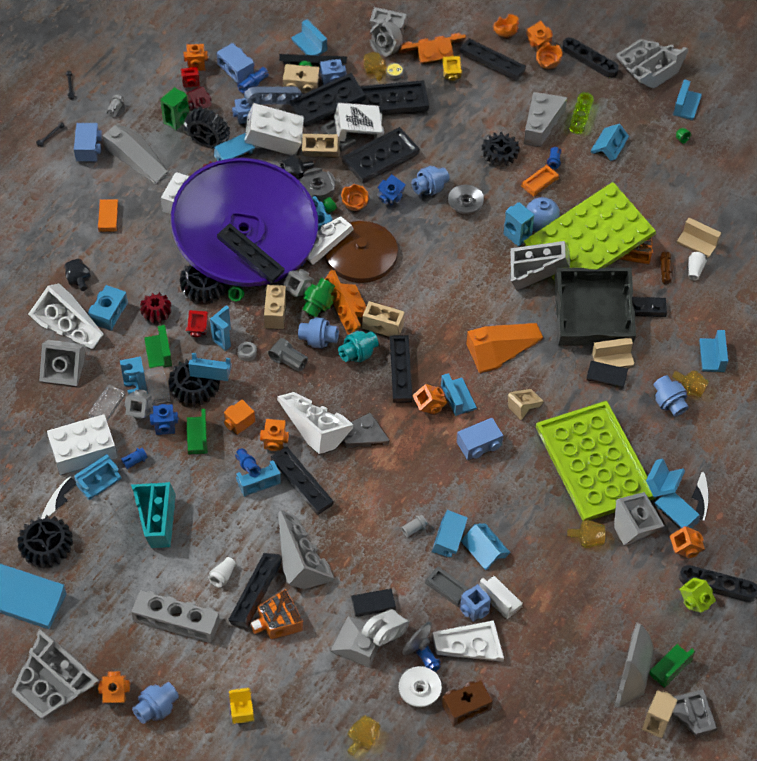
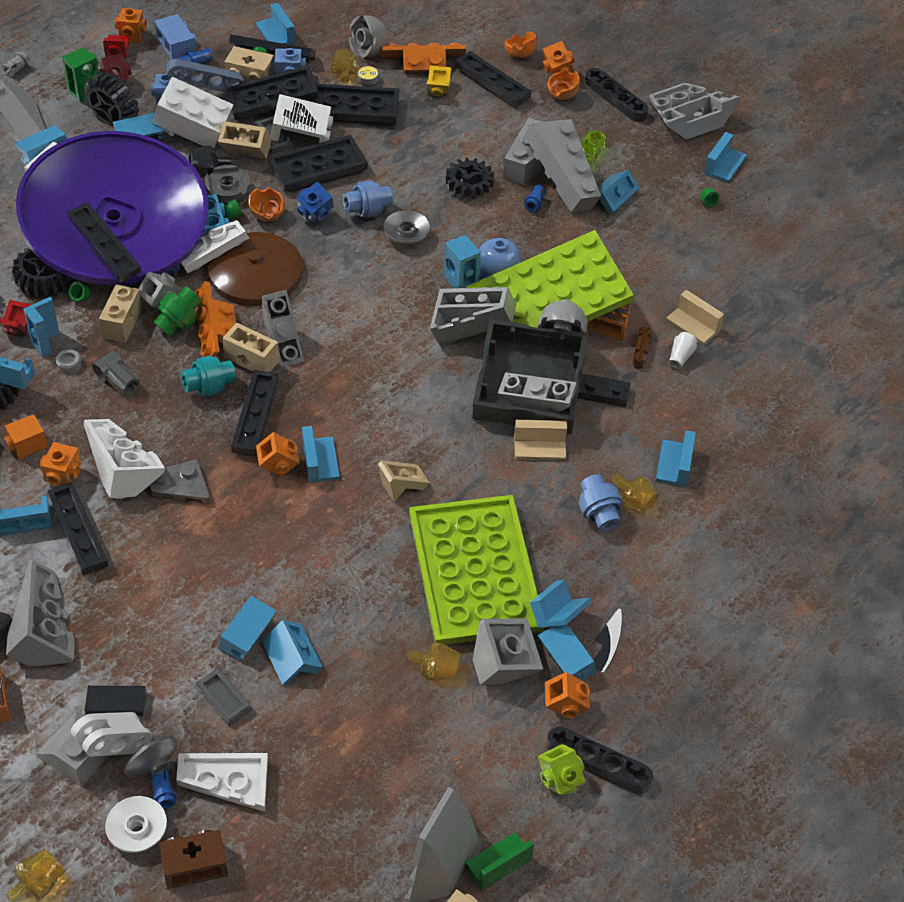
camera: 10 degrees right, 5 degrees down
(162, 174) = (36, 143): none -> dark azure hinge
(248, 462) = (13, 493): blue pin -> none
(318, 332) = (163, 352): medium blue piece -> none
(382, 15) = (389, 18): light grey hinge -> none
(399, 297) = (281, 327): none -> light grey slope
(414, 526) = (204, 610): light grey pin -> none
(475, 603) = (249, 724): medium blue brick -> none
(479, 439) = (327, 514): medium blue brick -> none
(496, 344) = (390, 402): orange wedge -> none
(501, 597) = (289, 723): white panel -> none
(540, 180) = (509, 222): orange tile -> none
(573, 127) = (565, 162): none -> light grey wedge
(605, 319) = (537, 392): none -> light grey slope
(607, 374) = (524, 463): black tile -> none
(610, 257) = (563, 316): none -> light grey cylinder

